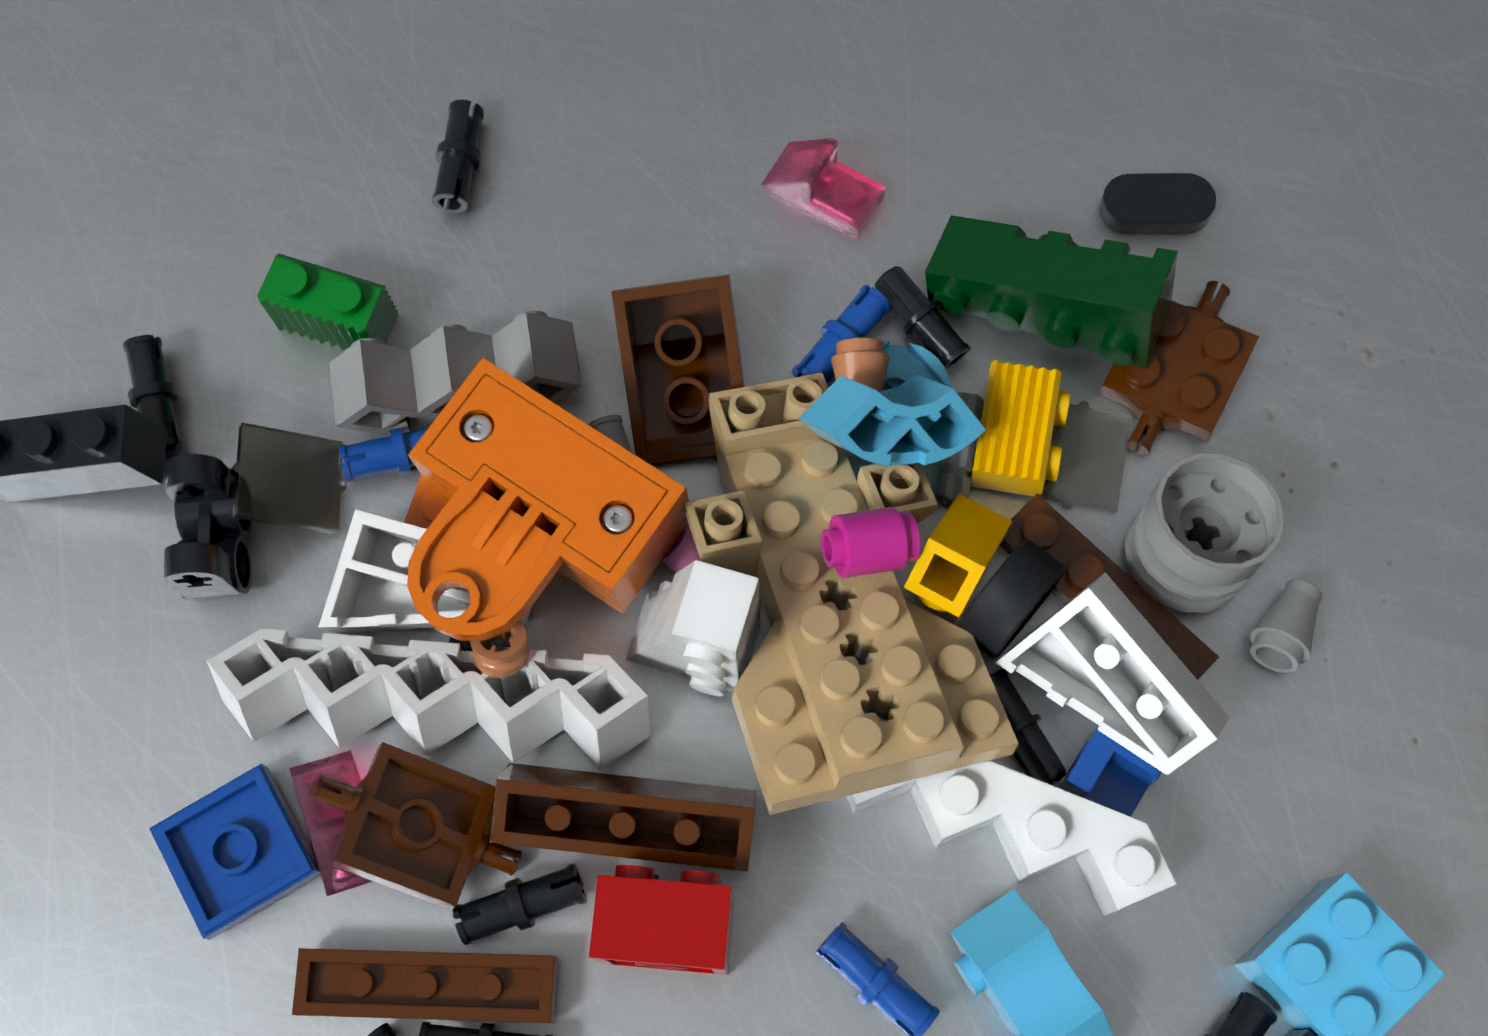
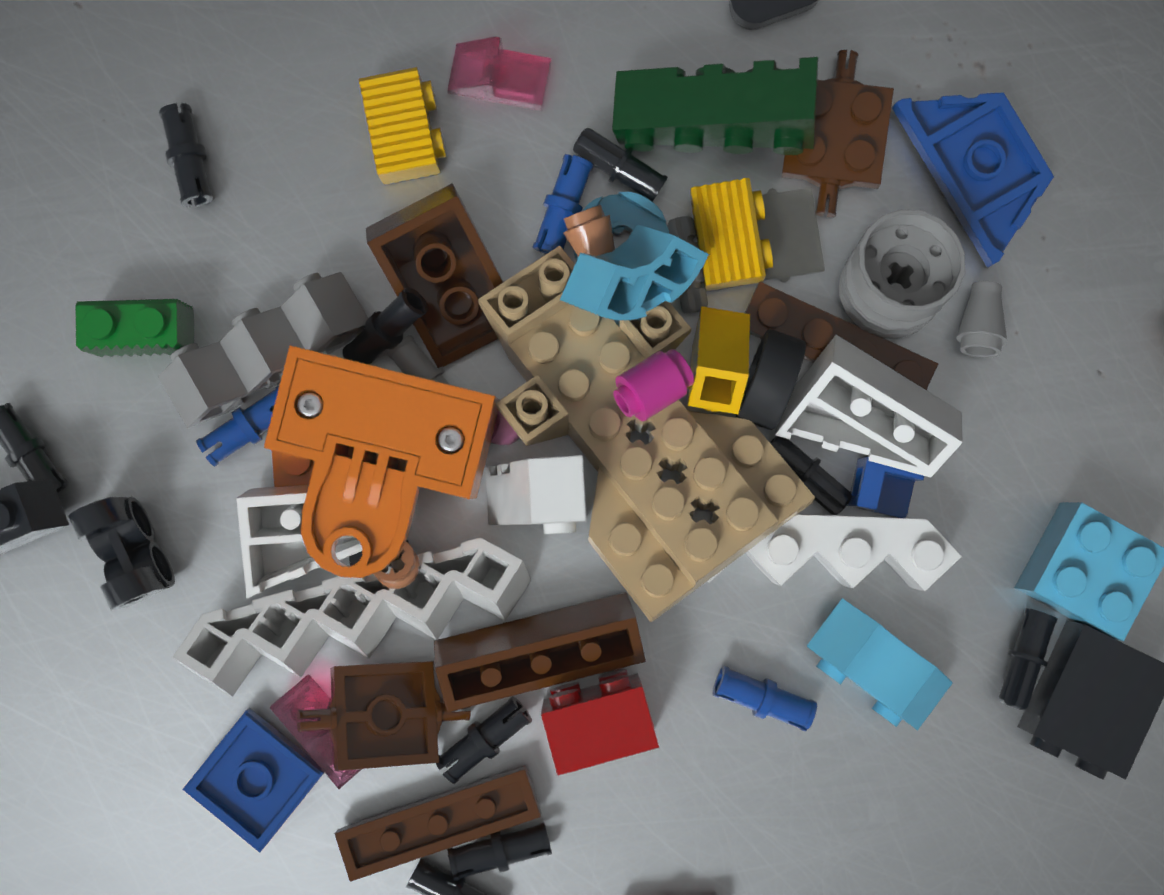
camera: 25 degrees left, 15 degrees up
(287, 479) = (167, 483): clear smoke piece -> none
(597, 394) = (386, 328): none -> black pin
(696, 200) = (401, 126): none -> yellow brick
(1335, 451) = (979, 163): none -> blue wing

